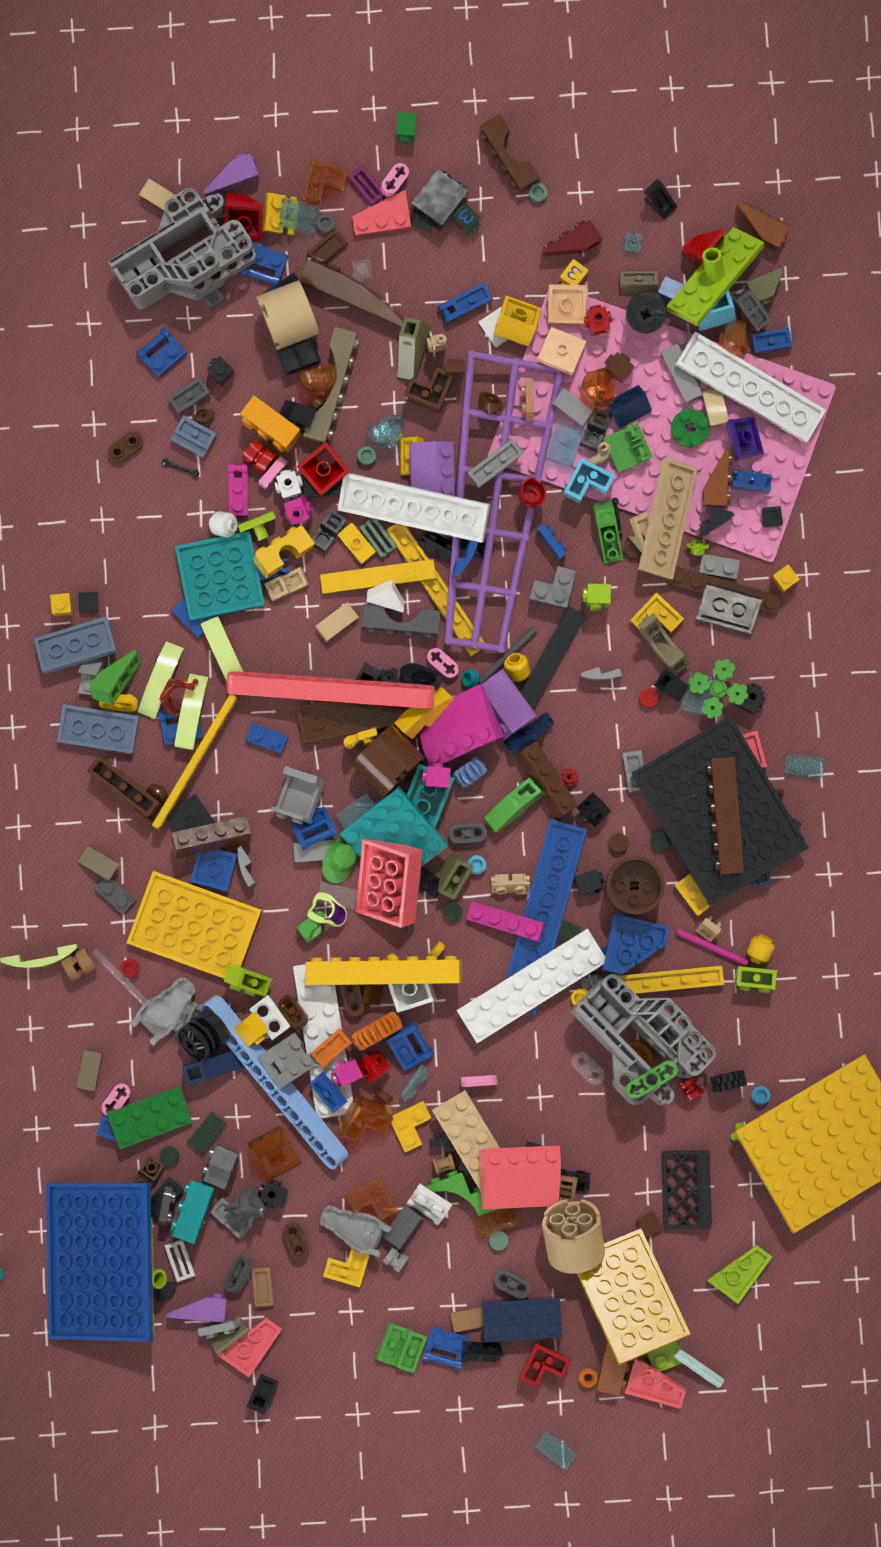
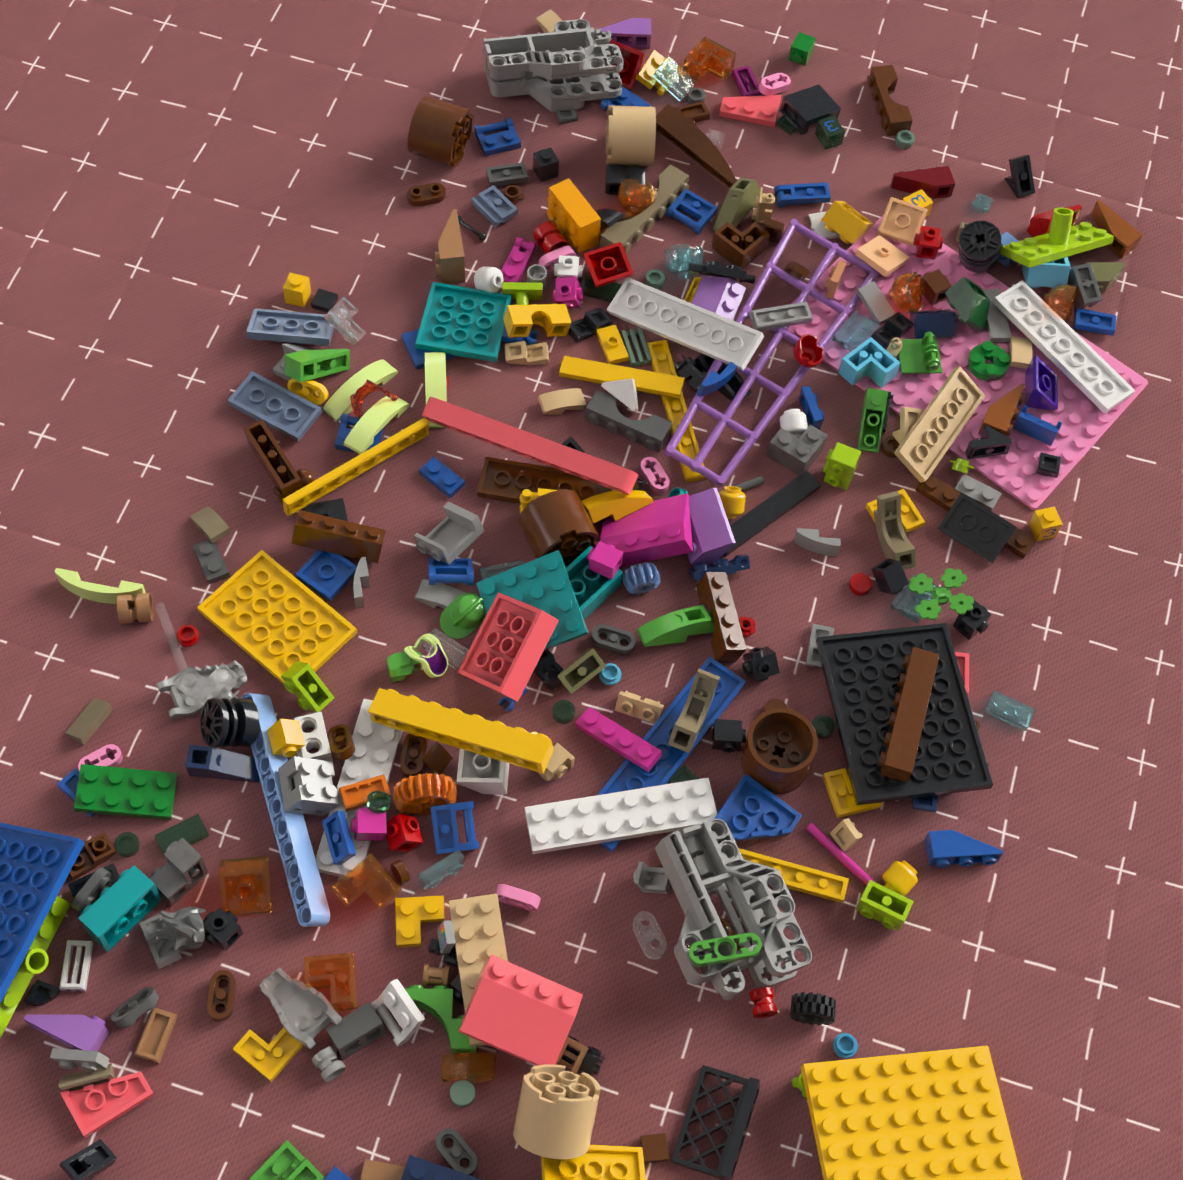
camera: 15 degrees right, 25 degrees down
(113, 383) = (440, 131): none -> reddish brown brick
(115, 623) = (340, 319): none -> clear plate
(180, 516) = (450, 253): none -> medium nougat slope
(261, 501) = (537, 274): none -> light grey wheel
(346, 1055) = (378, 802): none -> clear green tile
(374, 360) = (694, 206): none -> blue plate
(426, 433) = (716, 269): none -> black plate
(441, 1136) = (446, 936): none -> light grey tile
(466, 957) = (558, 763): none -> tan brick
(542, 565) = (794, 422): none -> white head
(557, 882) = (694, 711): none -> dark tan arch
(571, 1026) = (651, 879): none -> light grey bracket
(656, 381) = (969, 302): none -> dark green slope
(792, 907) = (952, 848): none -> blue slope

